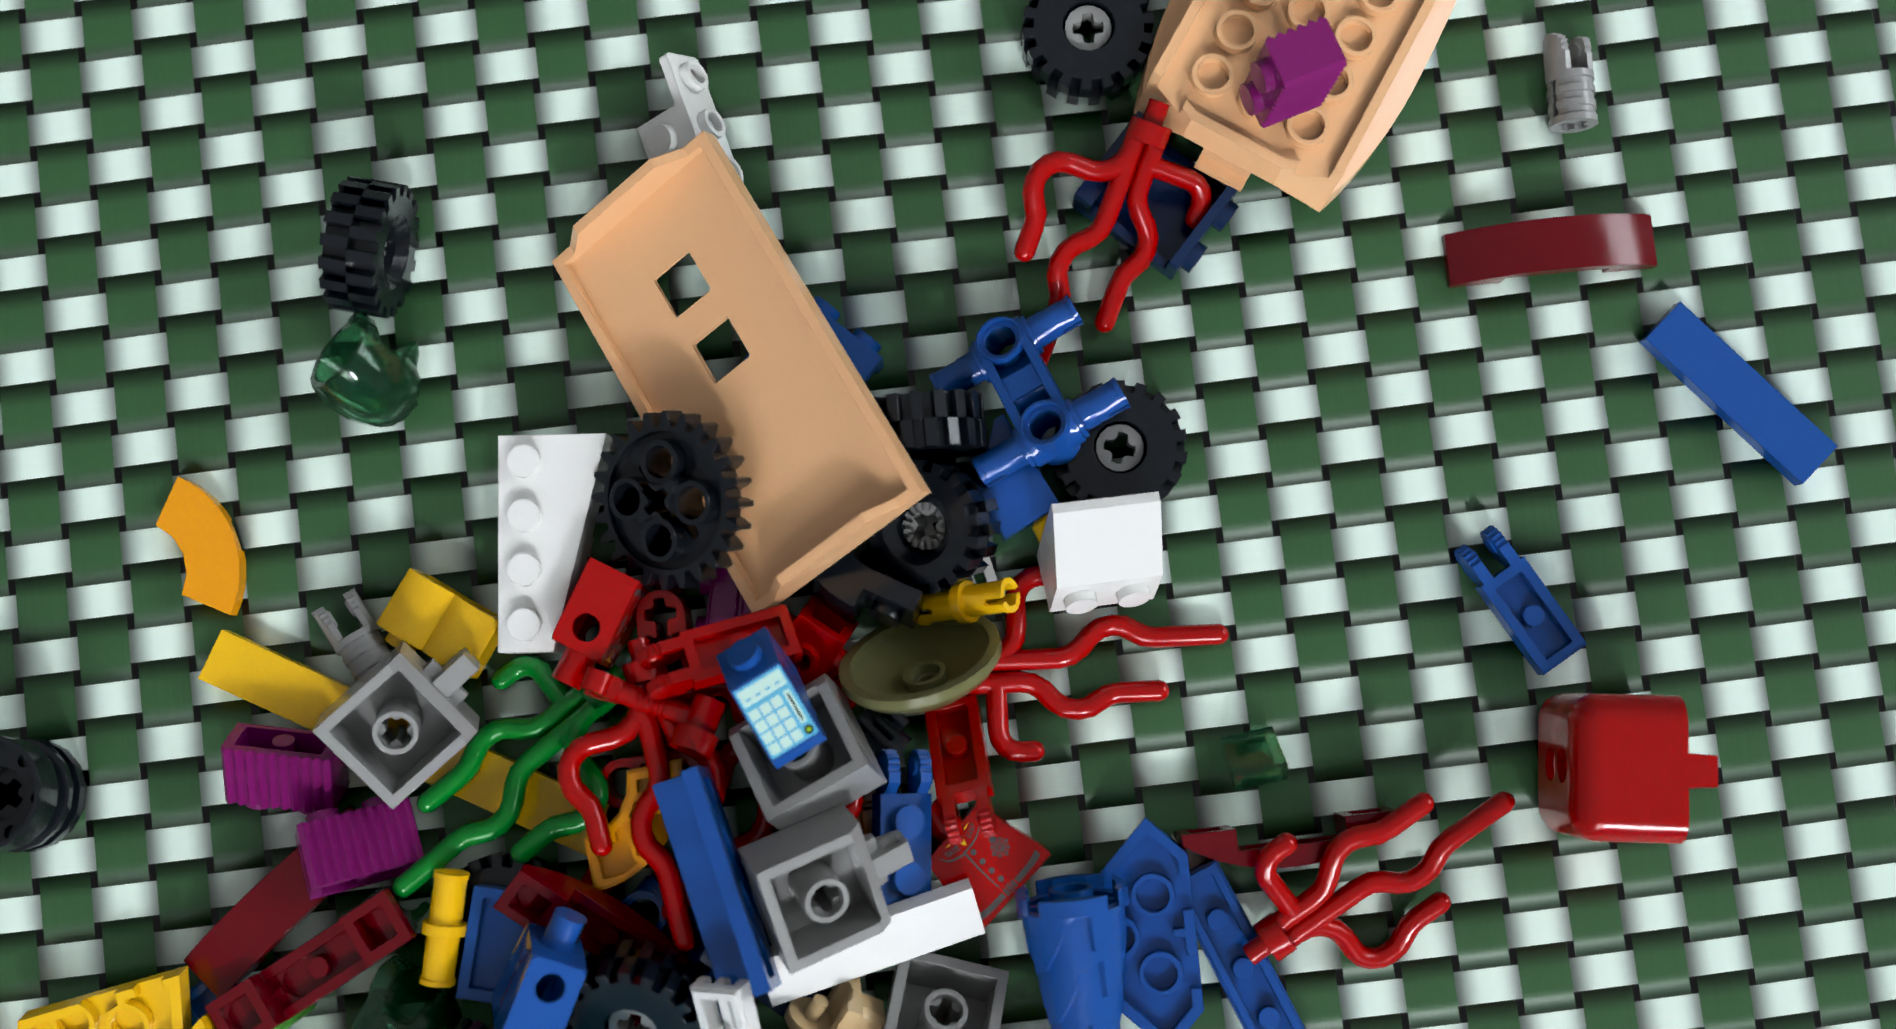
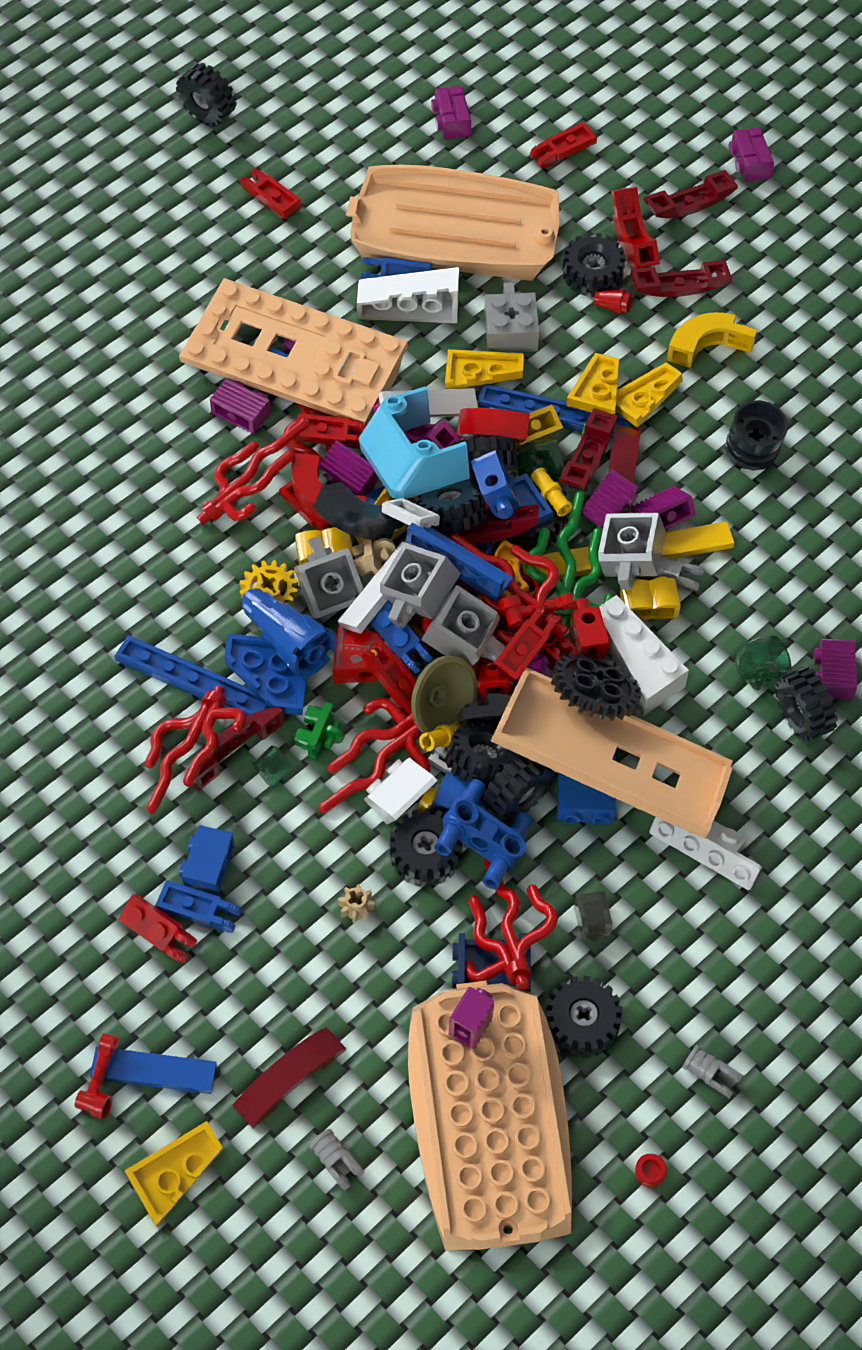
camera: 145 degrees right, 25 degrees down
(208, 544) = (769, 569): light orange tile -> none
(263, 292) = (837, 667): none -> magenta brick
(771, 697) = (492, 628): slope -> none
(956, 167) = (593, 915): none -> clear smoke brick
(1161, 756) = (321, 720): none -> green hips
(1293, 422) = (355, 910): none -> tan gear
(1460, 665) = (207, 859): none -> blue brick
(1601, 604) = (156, 927): none -> red hinge
(1618, 767) = (114, 849): red piece -> none
(1808, 226) = (172, 1170): none -> yellow wing
(1853, 407) = (93, 1100): none -> red brick

